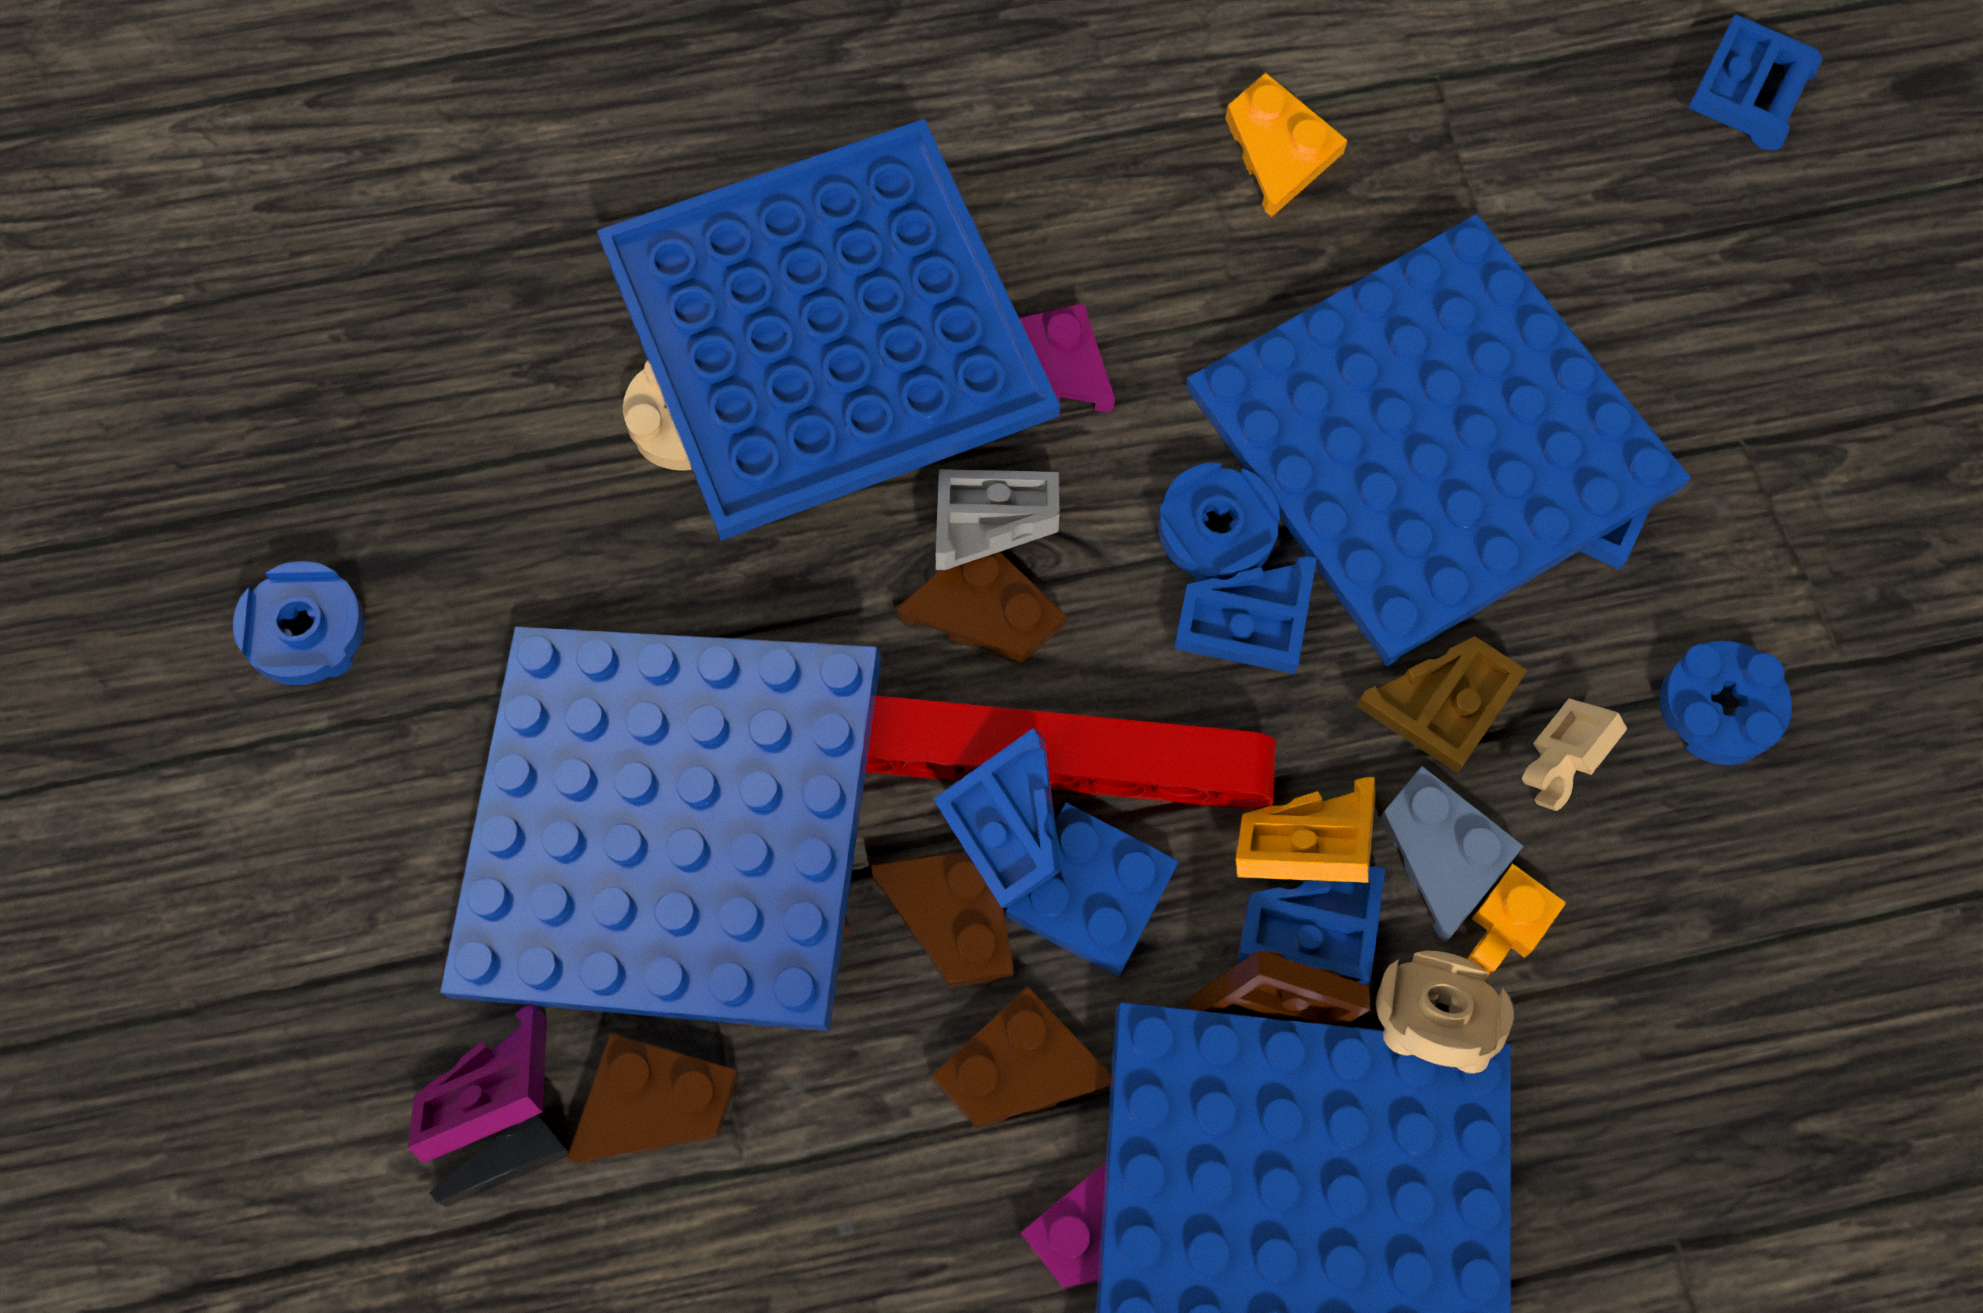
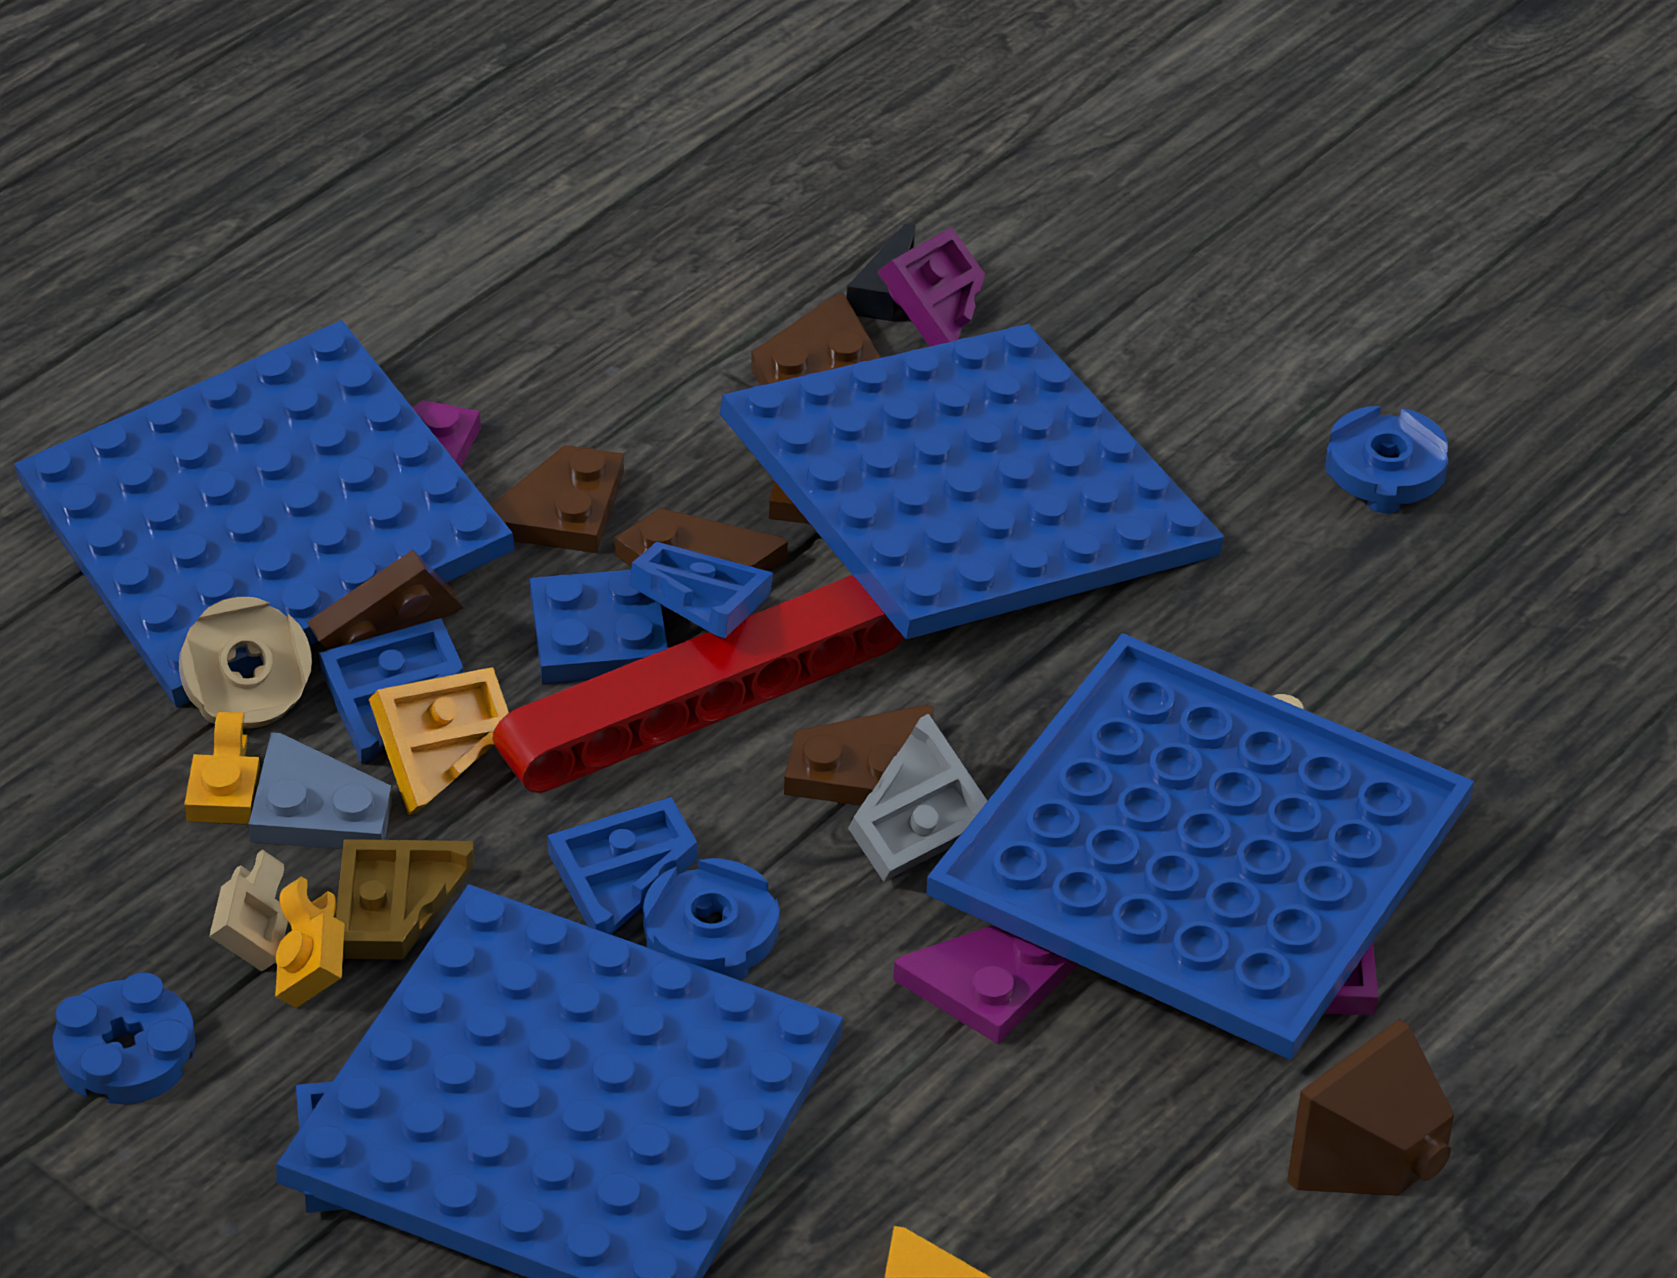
camera: 145 degrees right, 25 degrees down
(923, 63) = (1372, 1121): none -> reddish brown slope
(1550, 677) = (312, 952): none -> light orange plate

